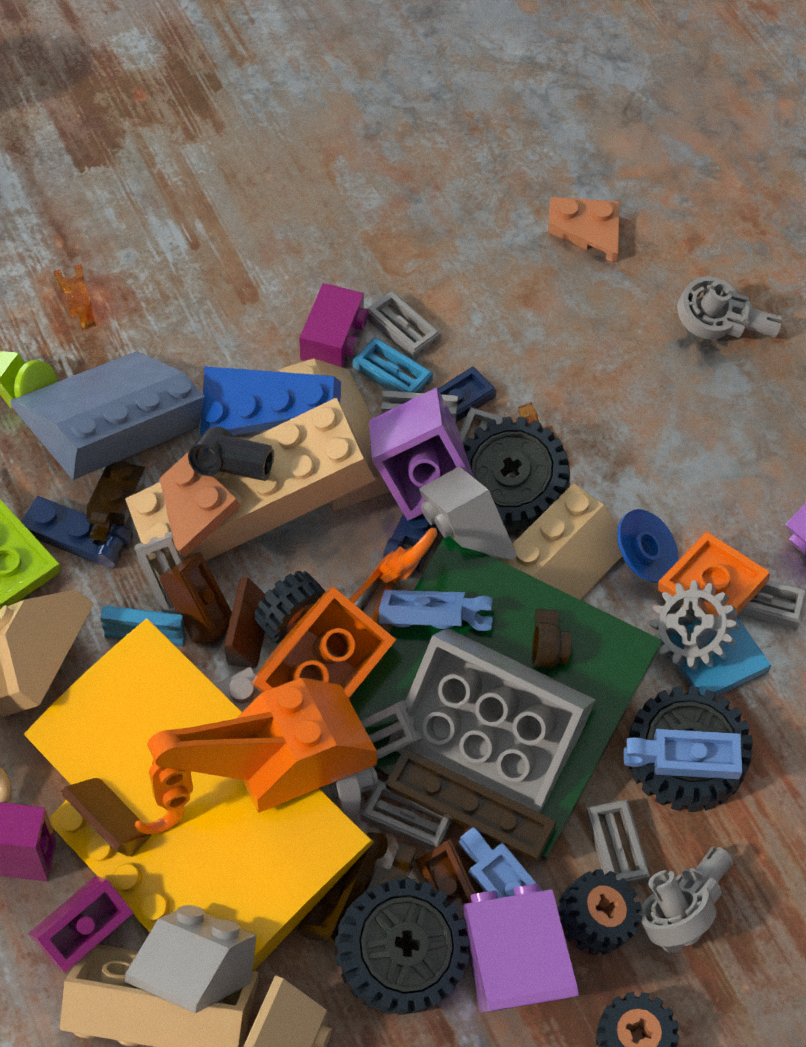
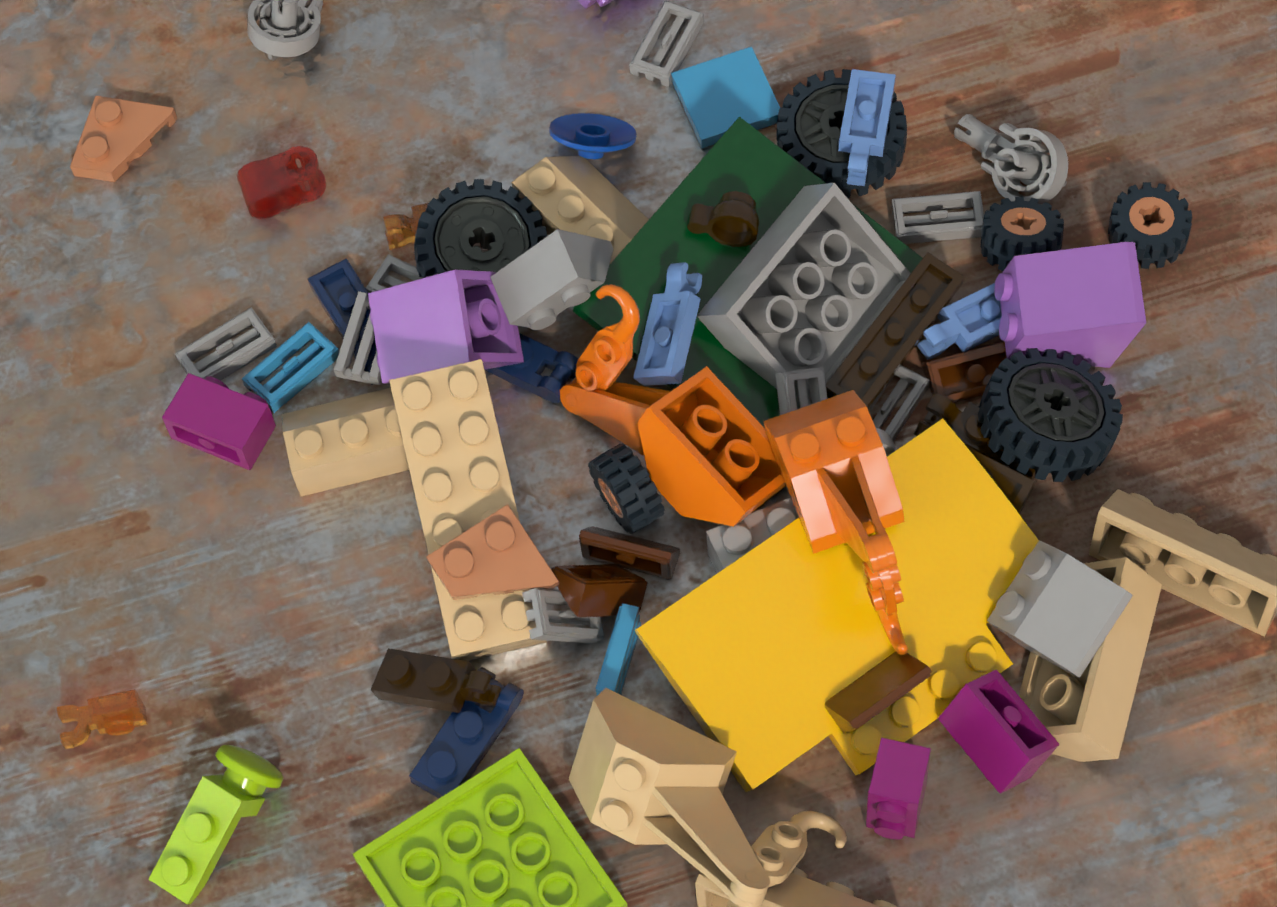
camera: 75 degrees left, 5 degrees up
(111, 412) = (303, 677): sand blue slope -> none
(230, 455) = (447, 514): black piece -> none
(260, 399) = (329, 505): blue wing -> none
(558, 334) = (278, 183): none -> clear red piece
(693, 608) = (691, 92): light grey gear -> none
(721, 566) = (646, 78): orange tile -> none

